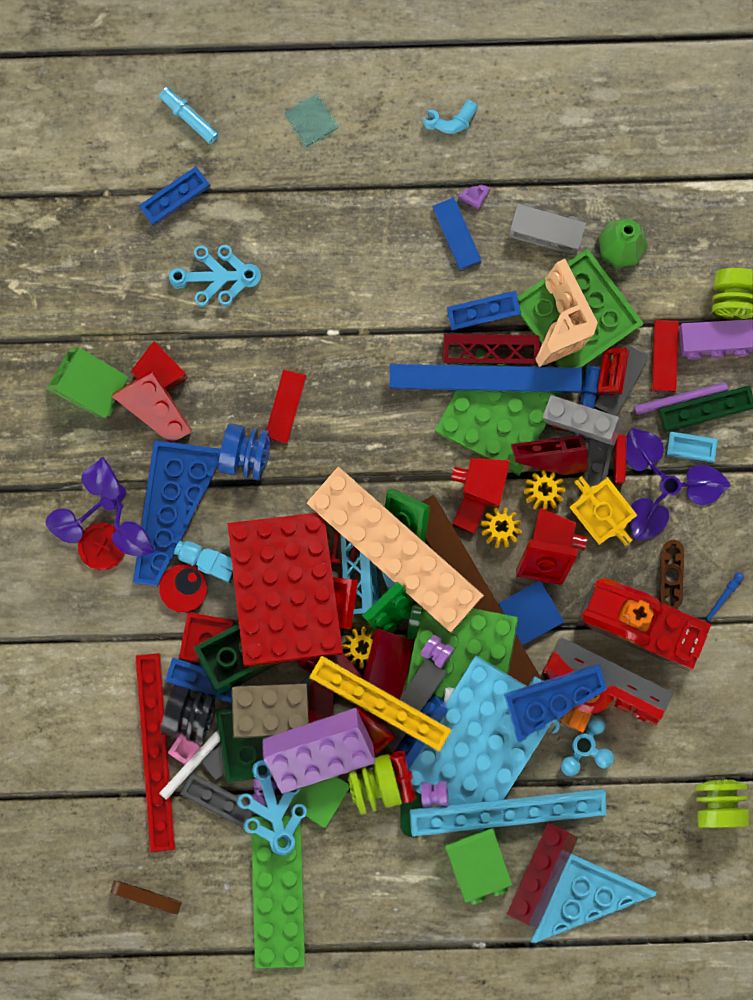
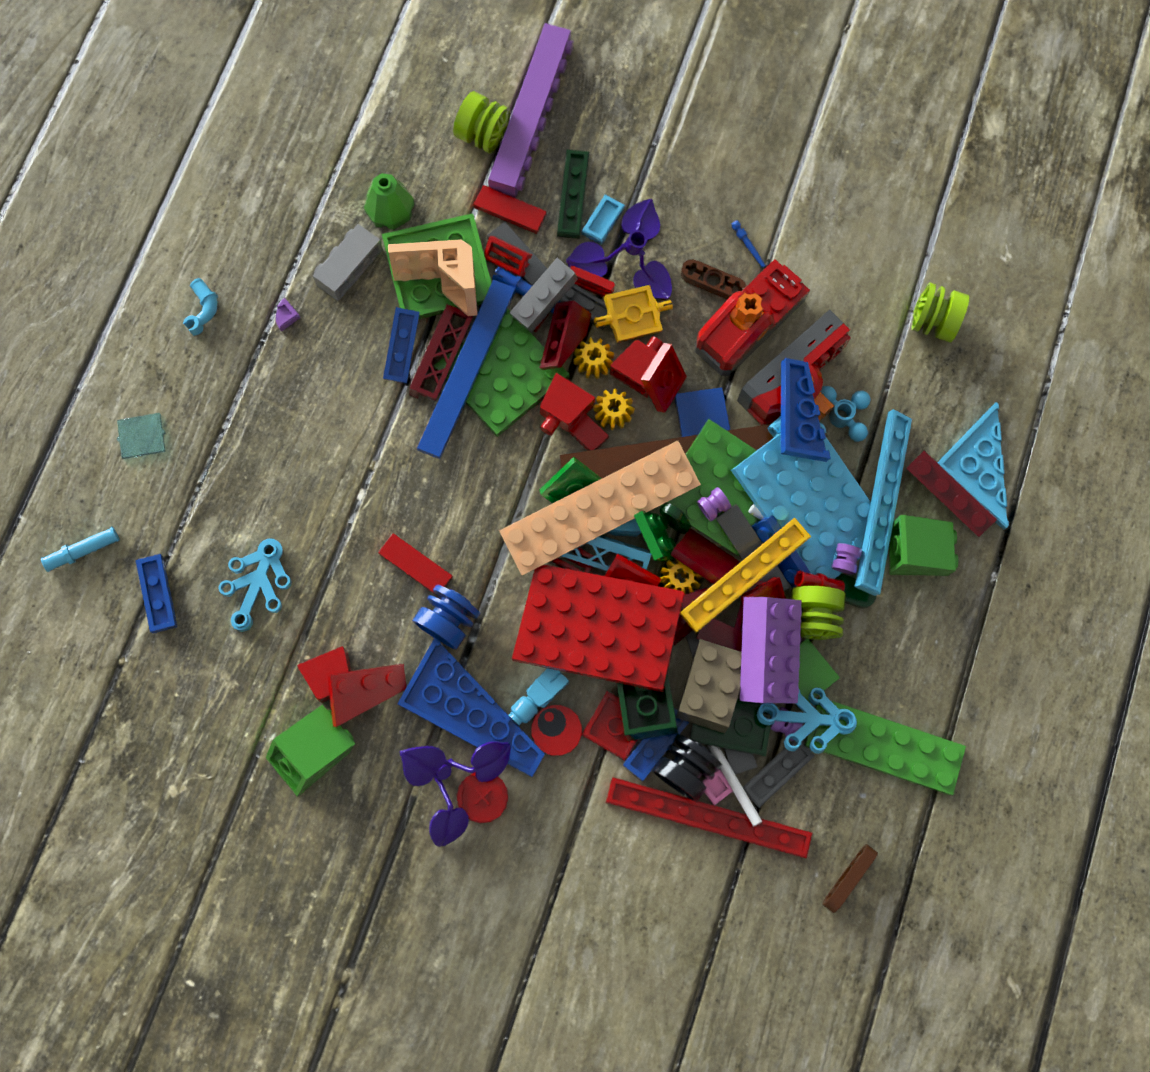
camera: 75 degrees left, 5 degrees down
(456, 234) = (315, 344): blue tile -> none
(680, 398) = (554, 212): medium lavender bar -> none

